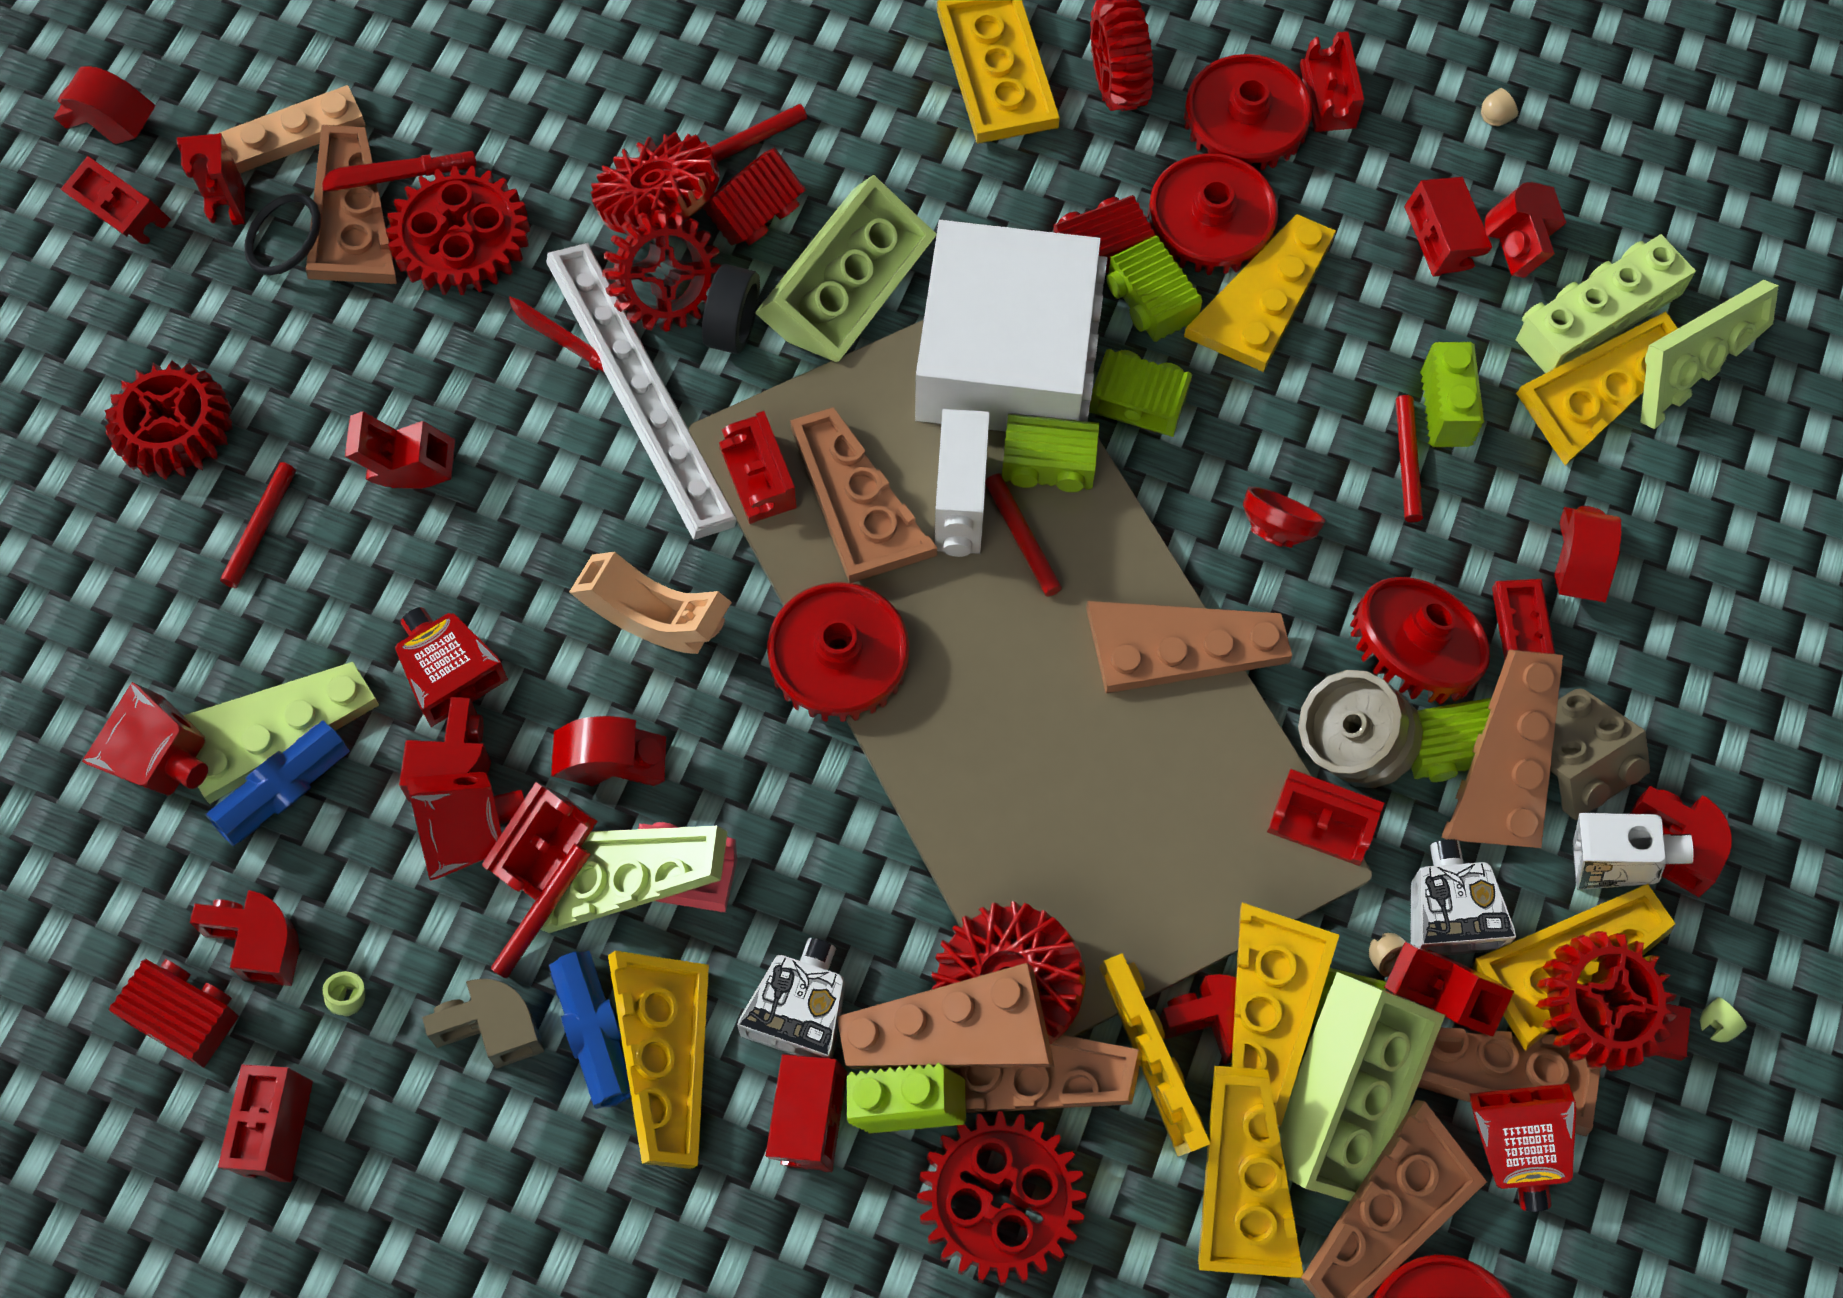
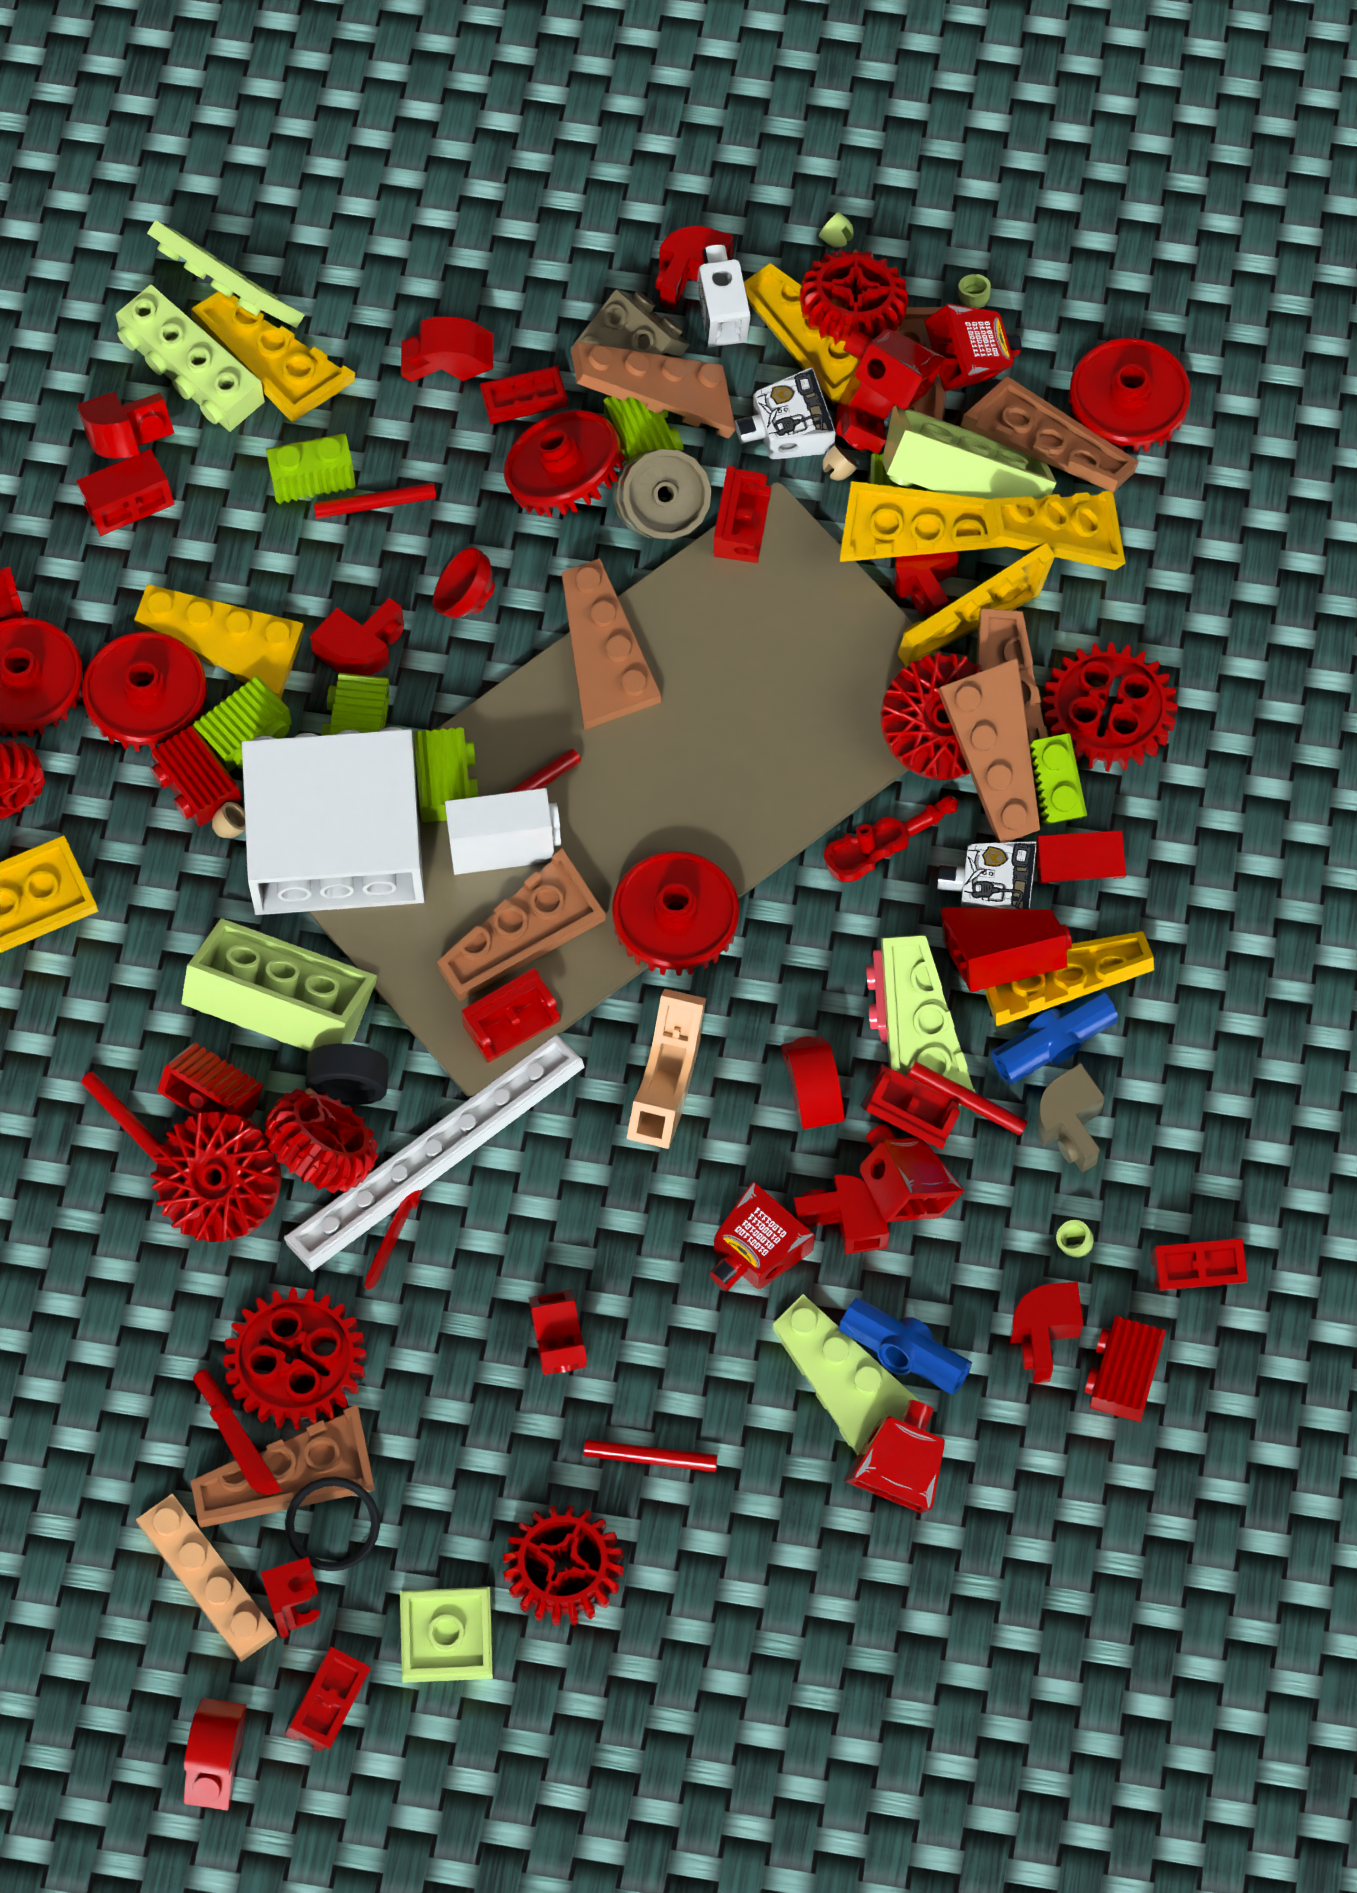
camera: 100 degrees left, 0 degrees up
(147, 317) = (446, 1634): none -> yellowish green tile
(707, 986) = (1004, 944): none -> red slope
(874, 861) = (856, 855): none -> red piece
(1229, 409) = (357, 647): none -> red brick
(1494, 1022) = (894, 366): none -> red torso
(1622, 1173) = (974, 291): none -> yellowish green hinge

